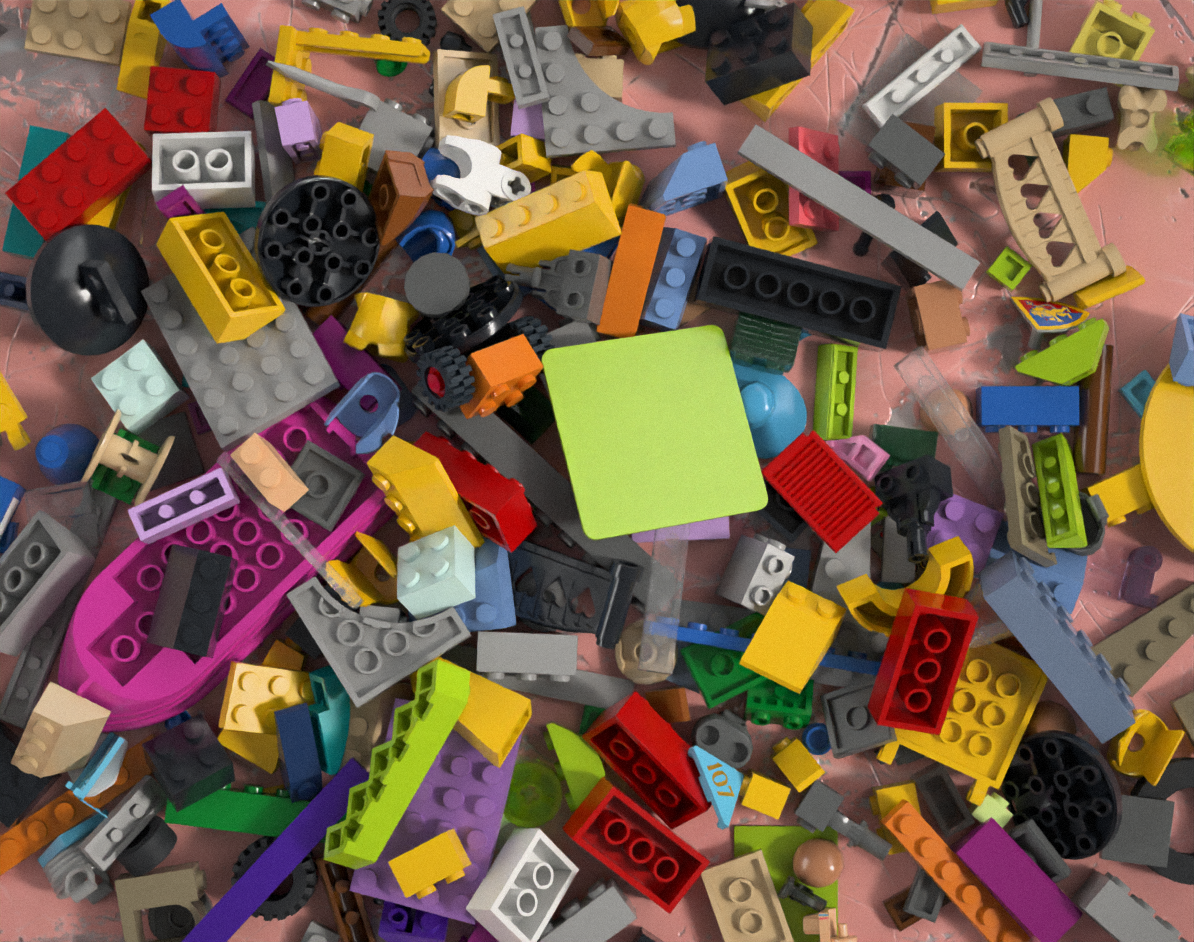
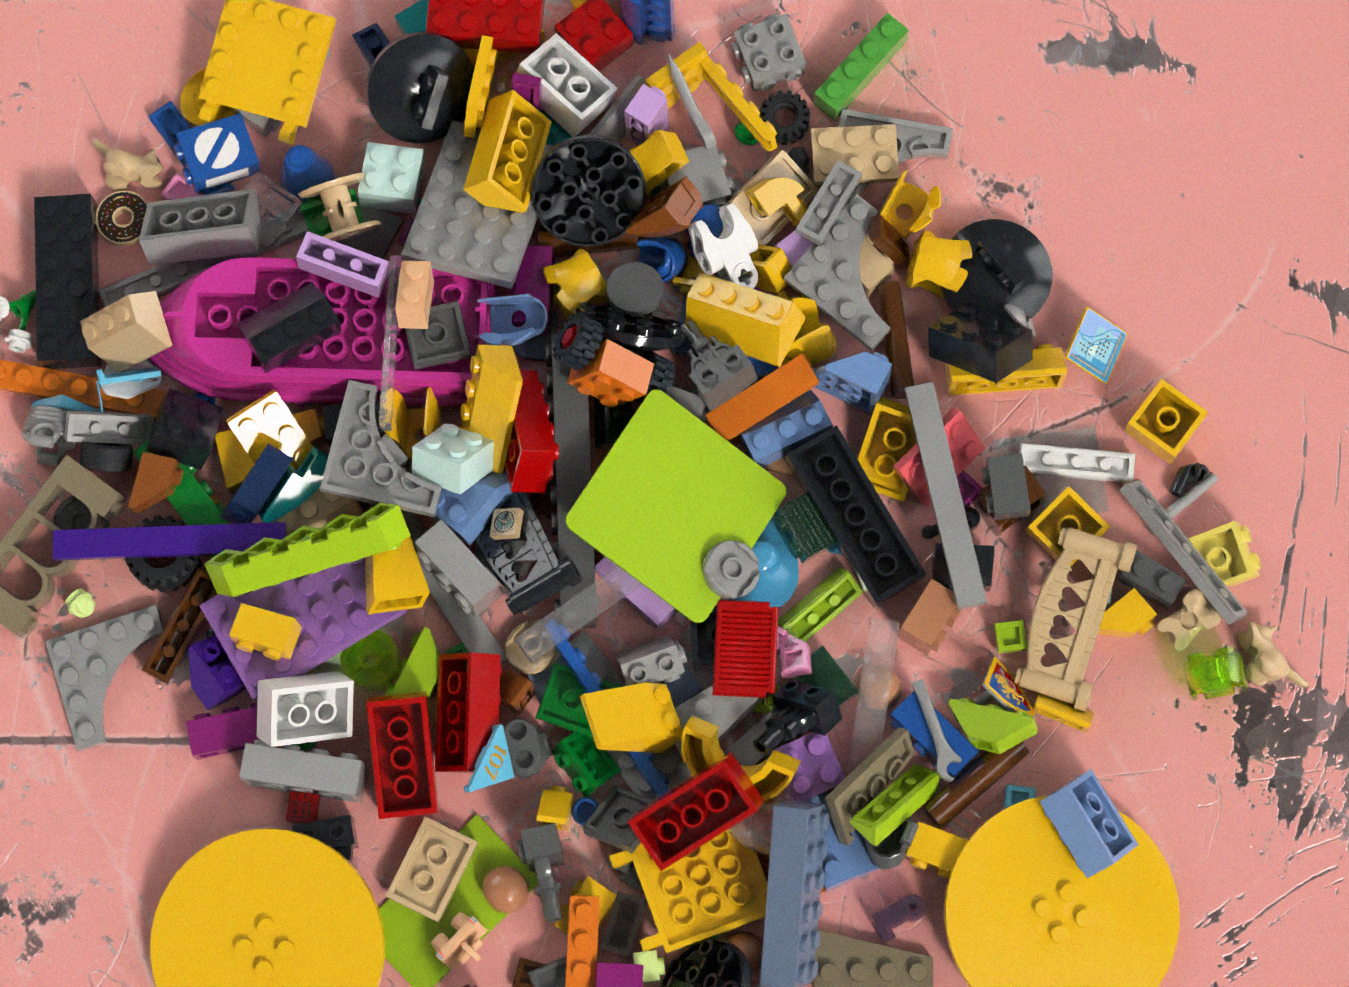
camera: 50 degrees right, 10 degrees down
(138, 241) = (480, 85): none -> yellow plate
(209, 830) = (154, 481): none -> dark orange slope
(252, 85) = (647, 63): magenta tile -> none
(530, 579) = (506, 523): none -> tile
(686, 119) = (896, 339): none -> reddish brown brick
(746, 437) = (731, 569): none -> light grey tile
(763, 793) = (514, 804): yellow brick -> none
(801, 894) = (473, 896): pearl dark grey piece -> none
(1055, 414) = (944, 752): none -> light grey piece

